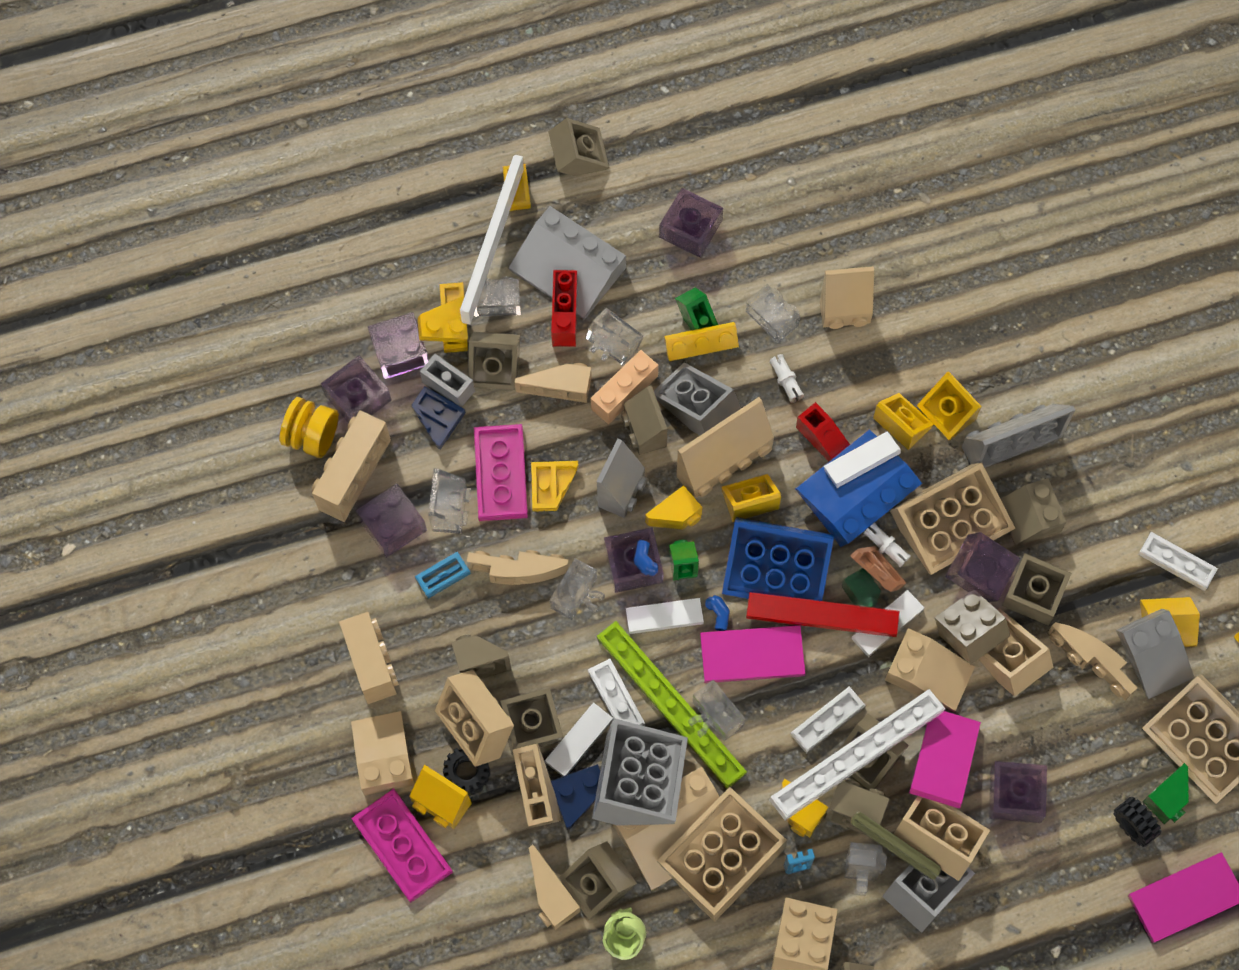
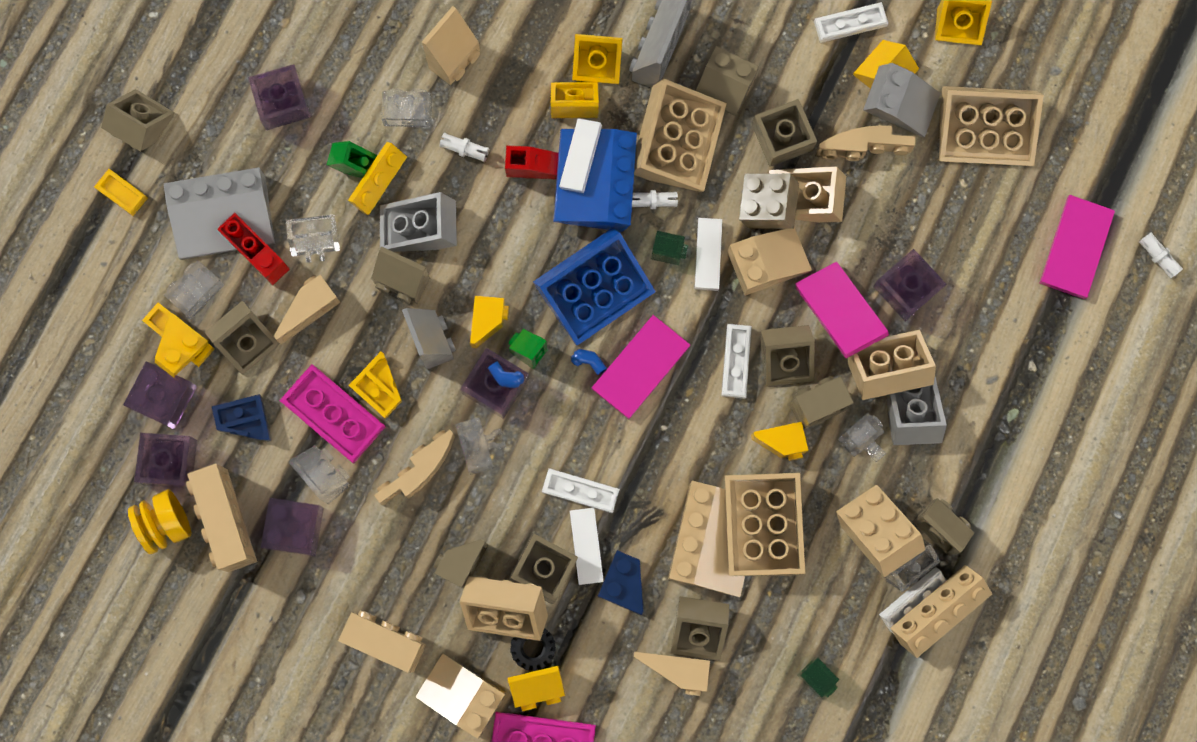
camera: 50 degrees left, 10 degrees up
(446, 583) = (355, 546): dark azure tile -> none
(447, 380) = (225, 386): light grey brick -> none
(491, 240) = (147, 250): white tile -> none
(536, 786) = (596, 611): tan slope -> none
(624, 385) = (357, 265): light nougat brick -> none
(624, 934) = (756, 647): yellowish green helmet -> none
(639, 775) = (658, 530): light grey slope -> none
(664, 616) = (554, 400): white tile -> none
(670, 704) = (622, 457): lime tile -> none
(717, 711) = (661, 430): clear brick -> none
(725, 449) = (479, 241): tan slope -> none
(751, 497) = (527, 256): yellow slope -> none
(790, 862) = (821, 478): dark azure tile -> none
(823, 614) = (661, 292): red tile -> none
(856, 754) = (789, 368): white tile -> none
(878, 566) = (666, 221): nougat wing -> none
(895, 845) = (874, 403): olive axle -> none
(982, 566) = (734, 152): clear purple brick -> none
(1137, 821) = (1002, 228): black tyre -> none
(1170, 796) = (1003, 188): green slope -> none

